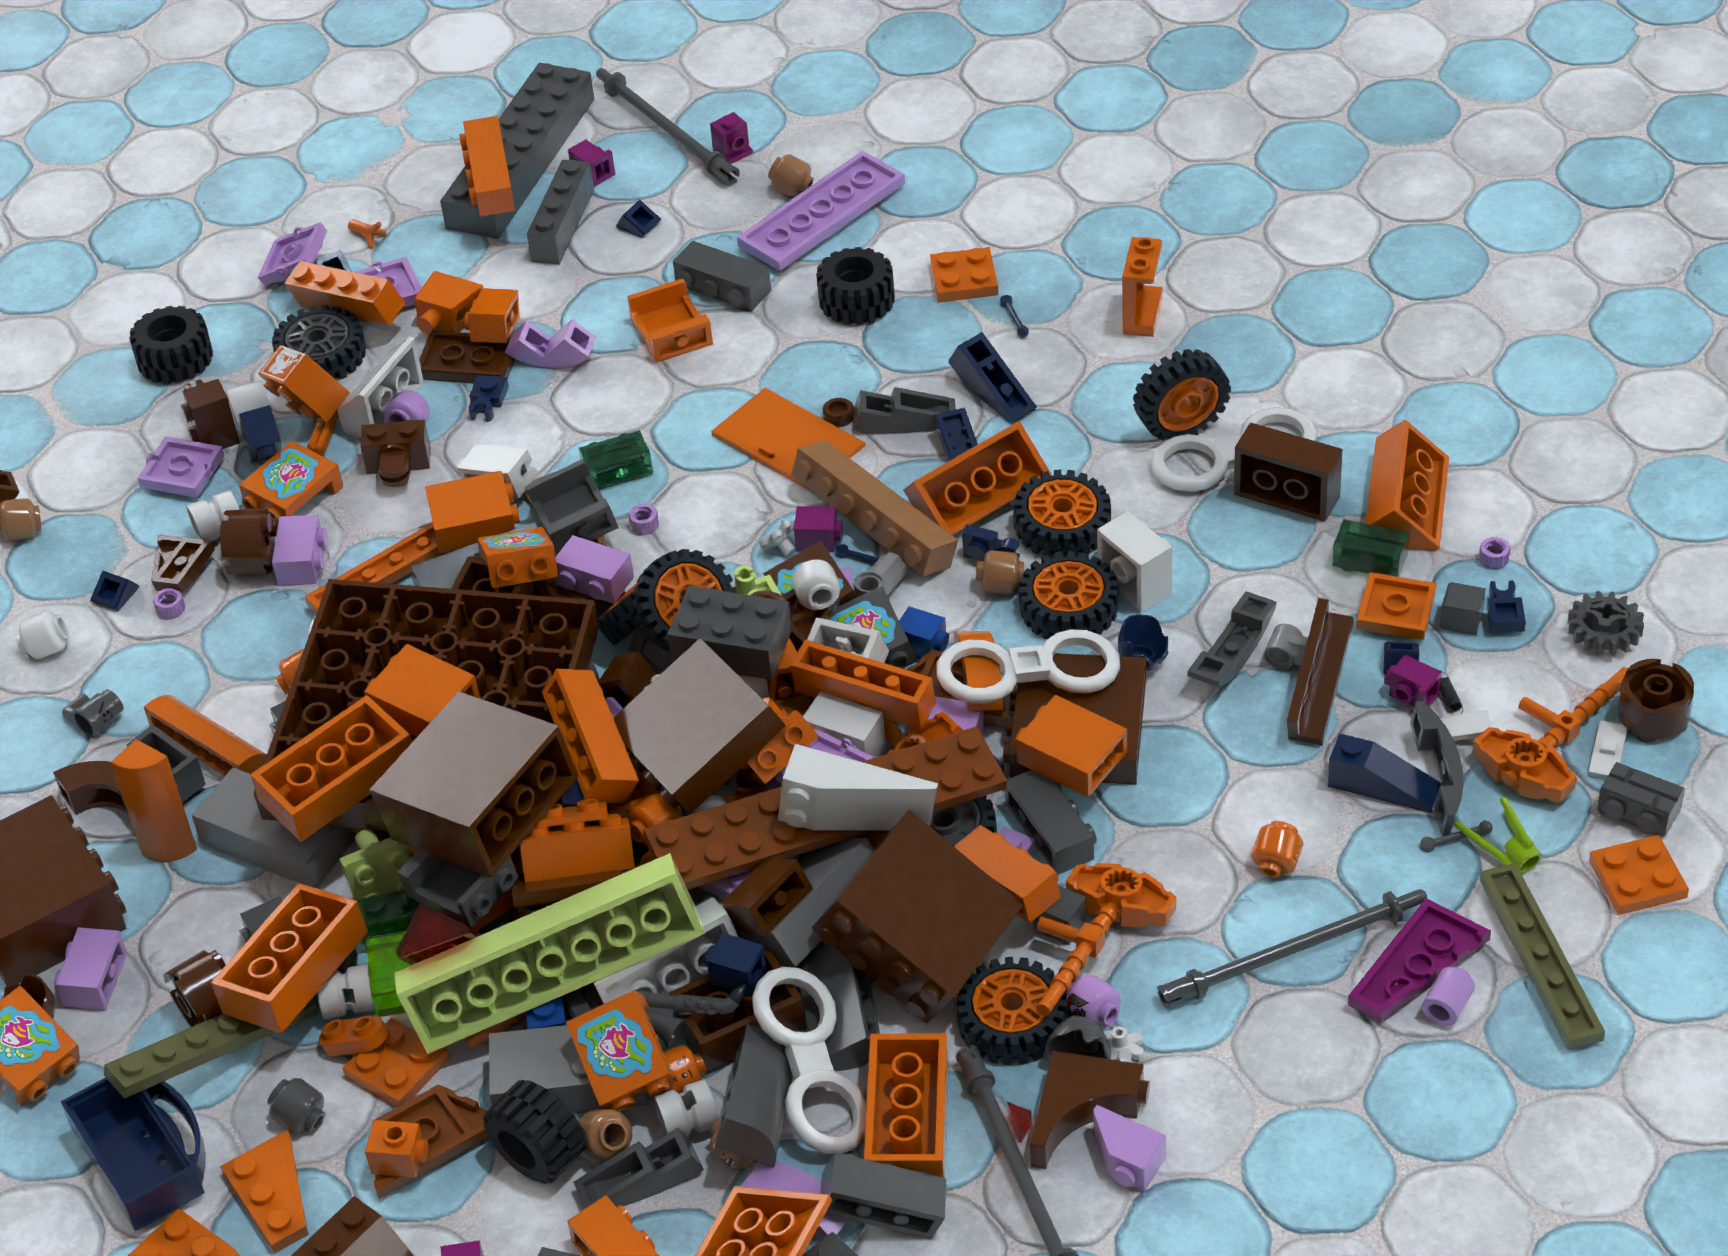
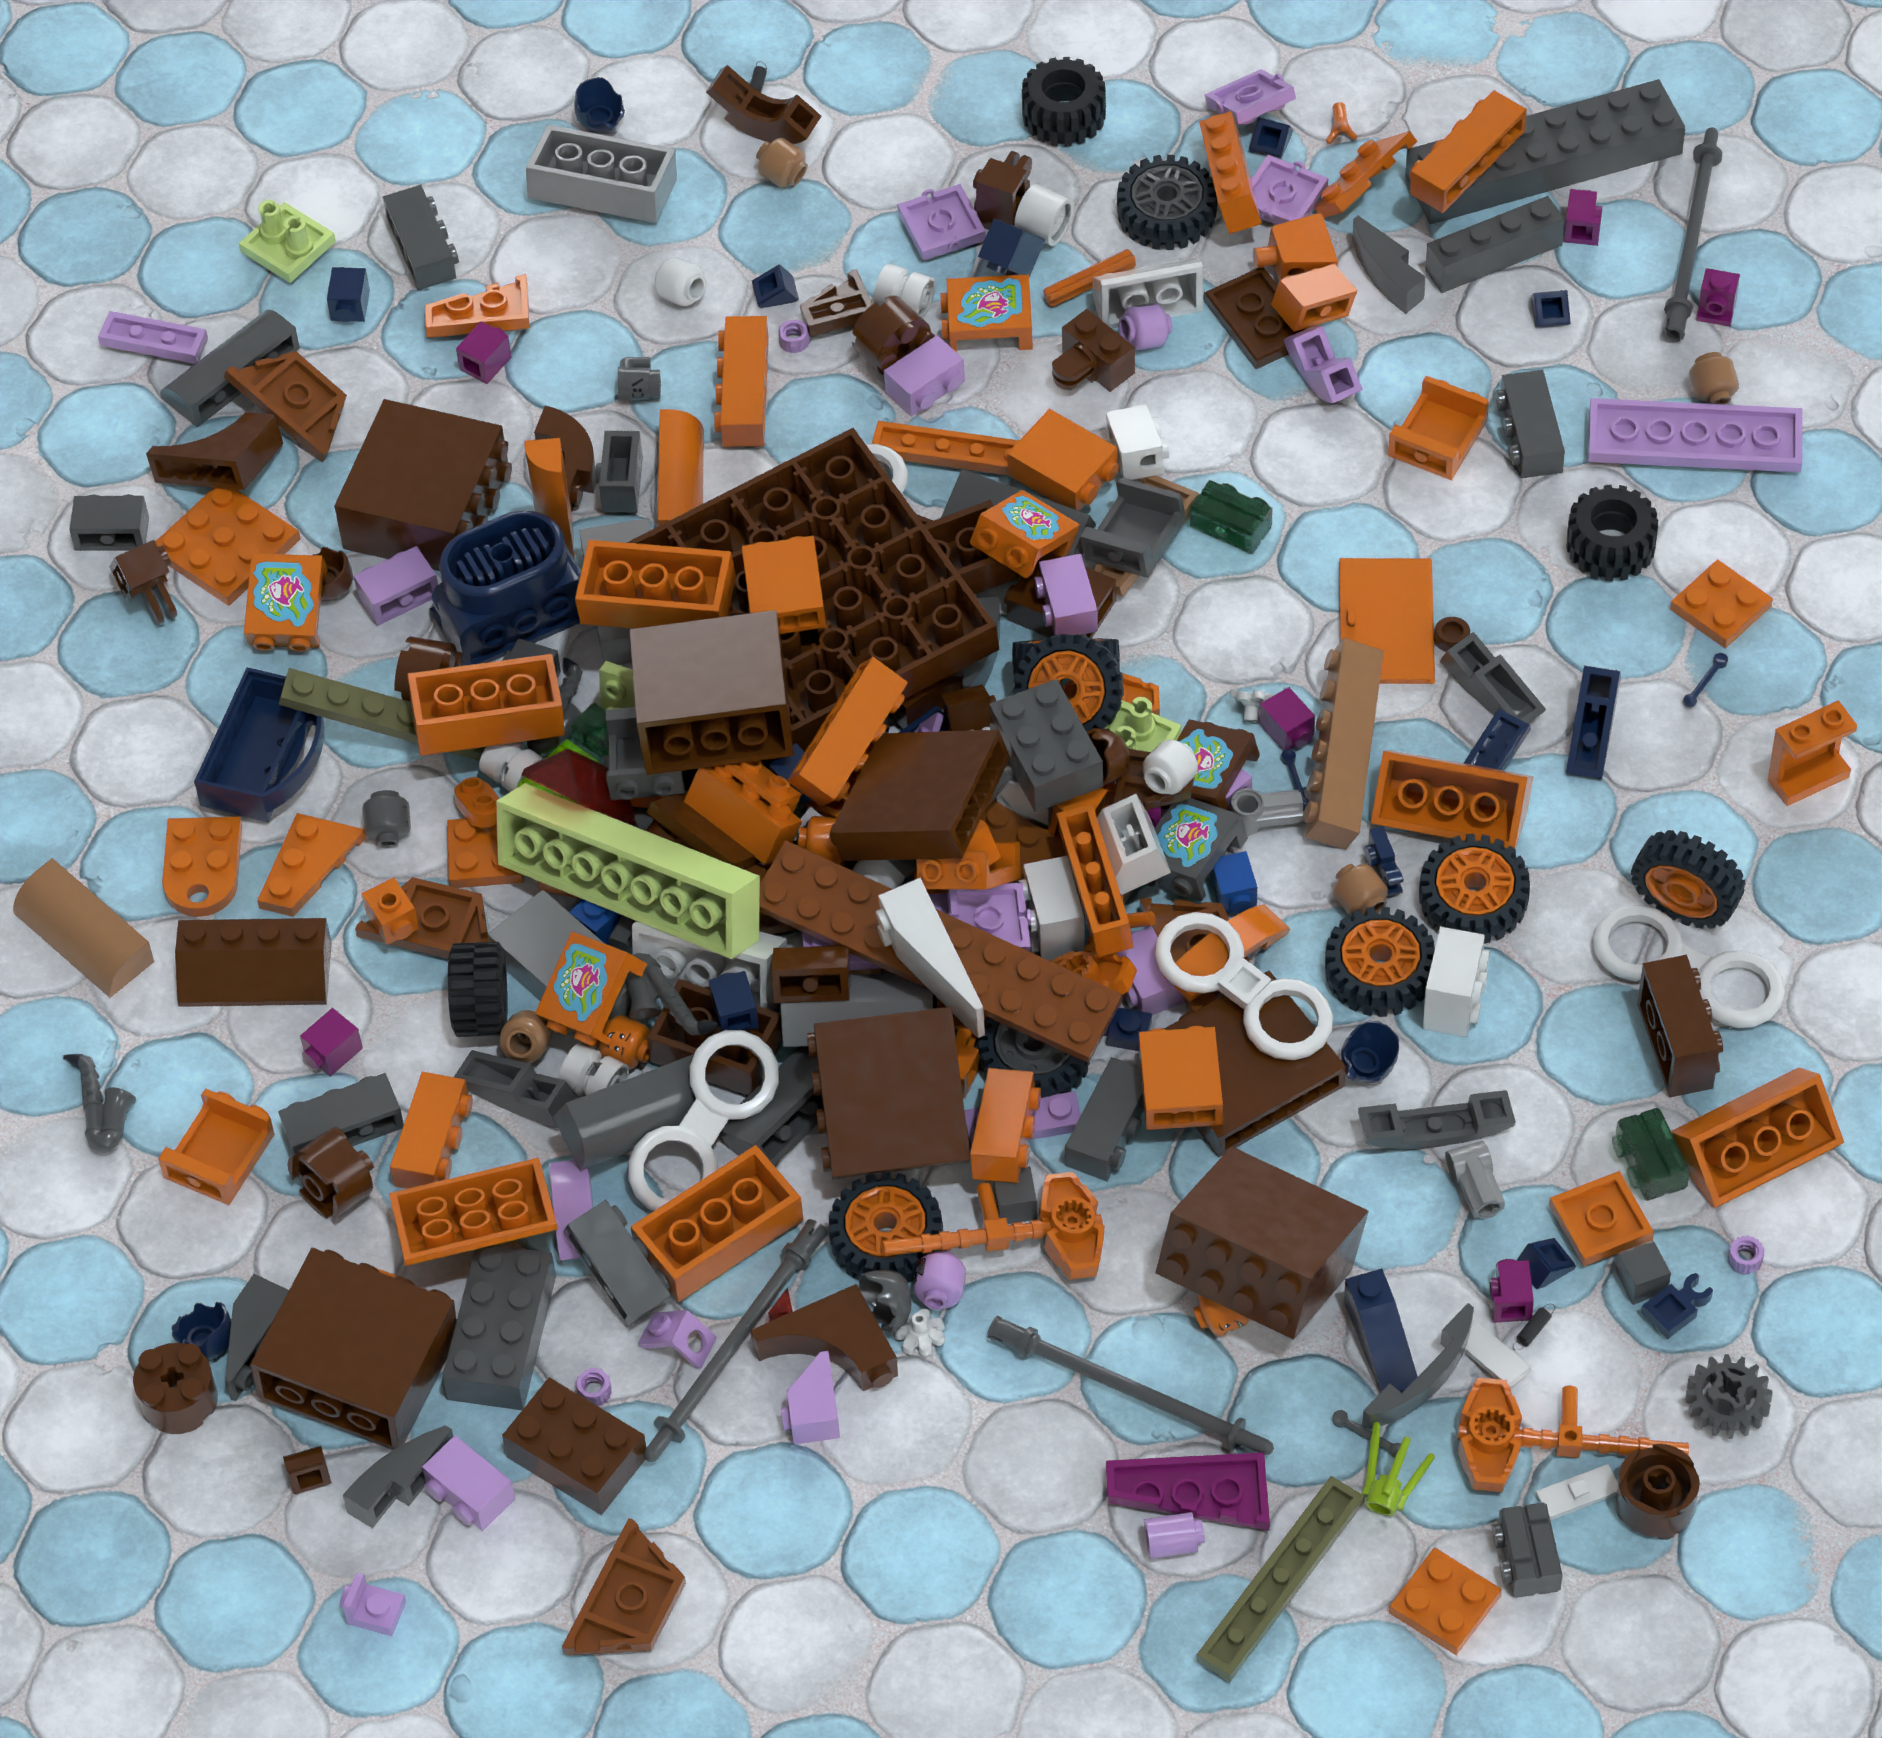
camera: 50 degrees right, 10 degrees up
(177, 648) = (743, 381): none -> orange brick
(189, 885) = (505, 585): none -> dark blue brick
(303, 384) = (1089, 231): orange brick -> none
(423, 237) = (1354, 177): none -> orange wing
(486, 394) = (1227, 364): dark blue plate -> none
(509, 270) = (1388, 266): none -> dark grey slope
(640, 512) = (1192, 596): lavender axle -> none
(973, 1202) = (673, 1330): none -> lavender bracket
(1262, 780) = (1261, 1242): none -> reddish brown brick
(1319, 675) = (1442, 1210): reddish brown fence -> none

